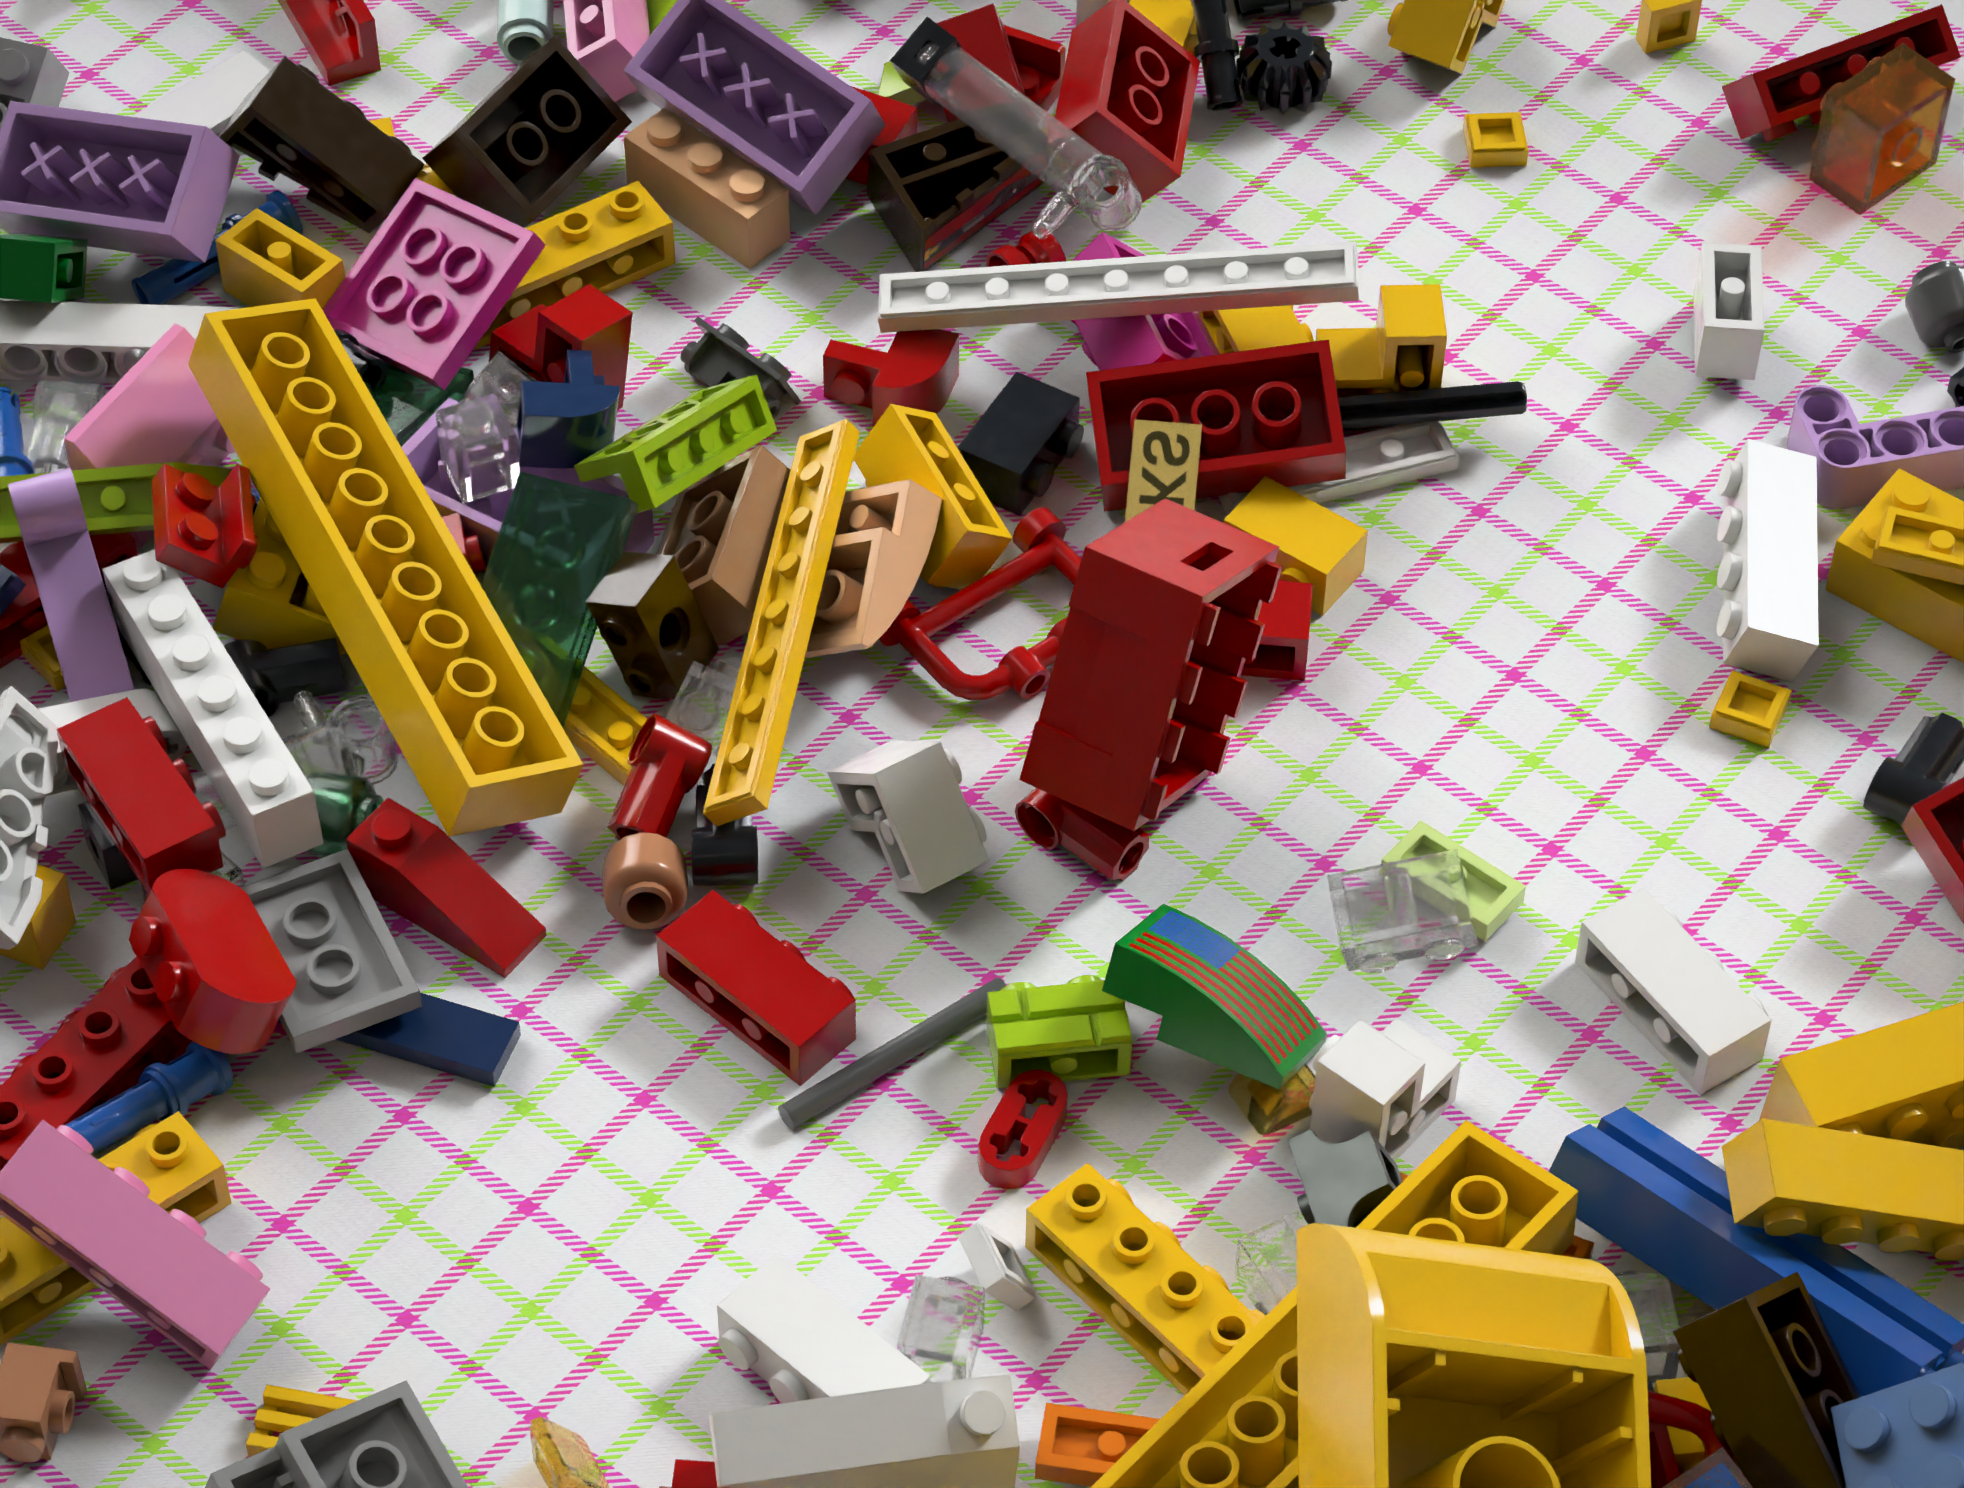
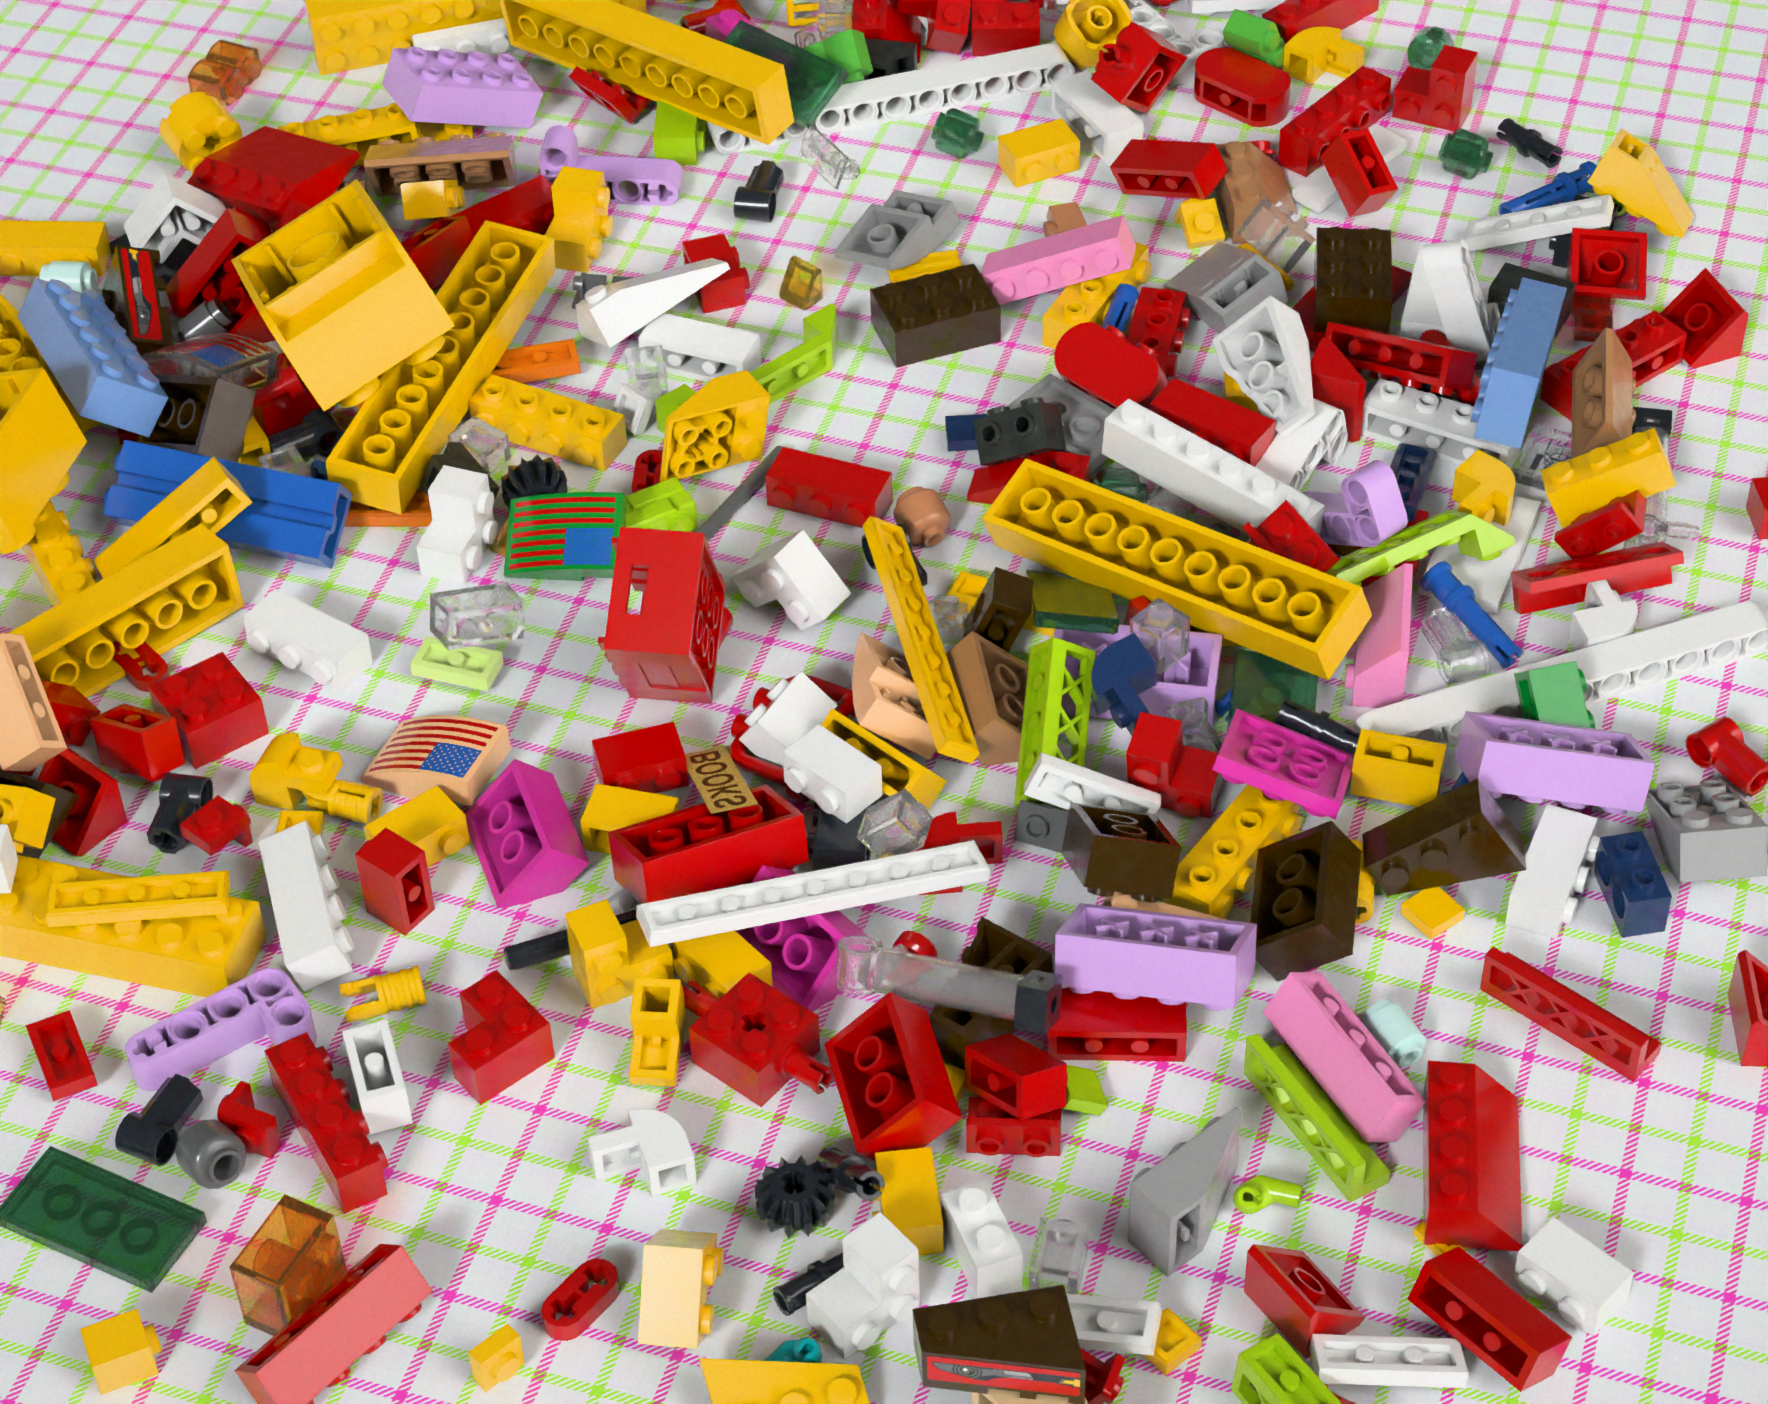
camera: 160 degrees right, 5 degrees down
(128, 66) = (1632, 884): none -> dark blue brick
(384, 1277) = (935, 315): none -> dark brown brick
(423, 918) = (1019, 431): none -> pearl dark grey brick
(664, 768) = (945, 560): red piece -> none
(698, 347) = (1064, 782): none -> white plate
(711, 232) = (1121, 852): none -> dark brown brick
(899, 1100) = (716, 427): none -> yellow slope
(913, 1230) = (782, 373): none -> lime slope
(964, 371) = (895, 825): none -> clear brick
(1015, 443) = (832, 773): none -> white brick
(1015, 596) = (791, 714): none -> white brick
(1229, 1127) = (532, 479): none -> black gear
(1247, 206) = (755, 1039): none -> red brick
(1382, 251) = (658, 1031): none -> yellow brick
(1424, 167) = (651, 1143): none -> white brick
(1442, 571) = (525, 836): none -> dark pink slope
(1495, 139) = (607, 1209): yellow tile -> none
(1530, 727) = (440, 751): none -> light nougat slope
(1557, 60) = (576, 1296): none -> red beam
(1561, 321) = (502, 1039): none -> red brick
(1590, 623) = (428, 822): none -> yellow brick
(1643, 526) = (395, 881): none -> red brick
(1681, 715) = (348, 801): none -> yellow hinge
(1687, 434) = (394, 992): none -> yellow hinge
(1760, 744) = (289, 768): none -> yellow brick
(1803, 292) = (327, 1123): none -> red brick
(1851, 908) = (211, 708): none -> red brick
(1868, 709) = (217, 825): none -> red bracket
(1899, 327) = (254, 1127): none -> red bracket

